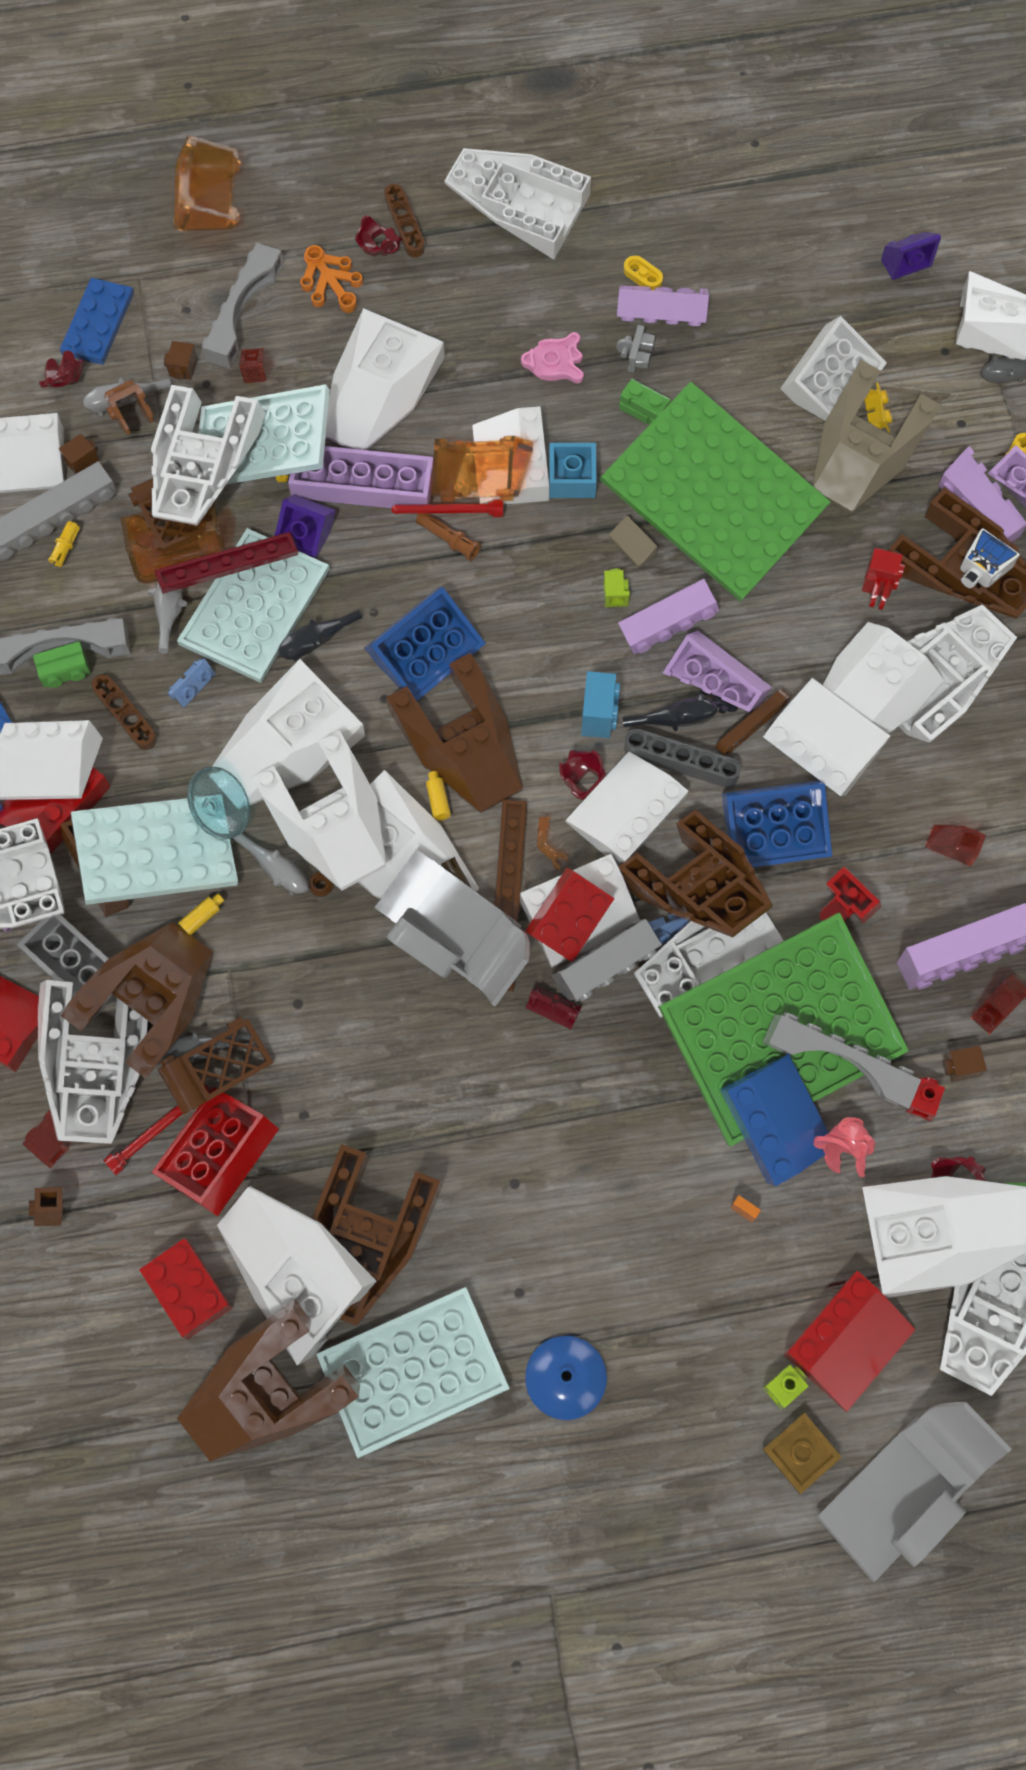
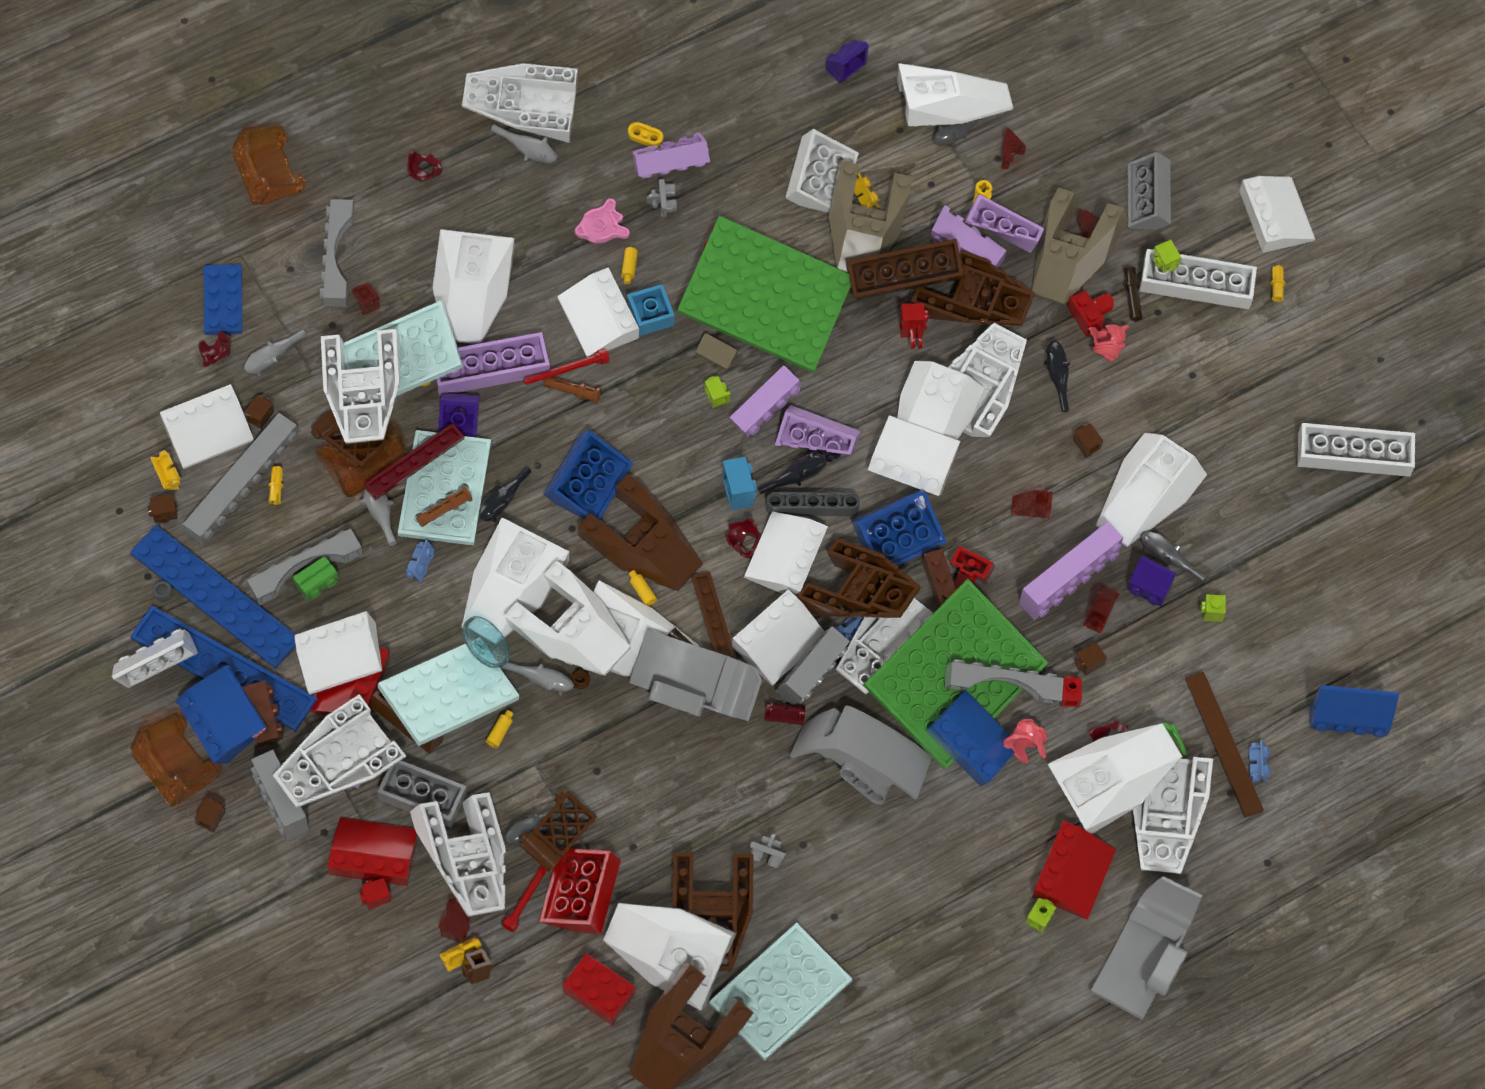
camera: 25 degrees left, 5 degrees down
(27, 1181) = (454, 957): none -> yellow hinge
(120, 392) = (276, 354): dark orange piece -> none
(124, 711) = (377, 599): reddish brown beam -> none
(158, 981) = (493, 782): reddish brown wedge -> none
(181, 360) = (306, 312): reddish brown brick -> none
(251, 624) = (451, 502): none -> dark orange pin
(330, 276) = (396, 208): orange plant -> none
(404, 220) = (440, 143): reddish brown beam -> none
(456, 1172) = (776, 855): none -> light grey hips
(480, 468) = (581, 330): clear orange windscreen -> none
(508, 251) = (529, 146): none -> light grey piece
(544, 847) = (728, 584): clear orange arm -> none
(561, 1398) = (885, 973): blue dish -> none
(569, 412) = (629, 264): none -> yellow cylinder
(569, 914) = (775, 641): red brick -> none
(635, 1094) = (867, 751): none -> light grey beam
(642, 402) = (685, 240): bright green brick -> none
(745, 1208) = (972, 807): orange tile -> none
(753, 722) = (855, 461): reddish brown beam -> none
(802, 1453) = (1066, 954): pearl gold plate -> none
(806, 896) = (938, 576): none -> copper brick
(896, 509) = (906, 269): none -> reddish brown brick
(987, 560) = (986, 289): torso -> none

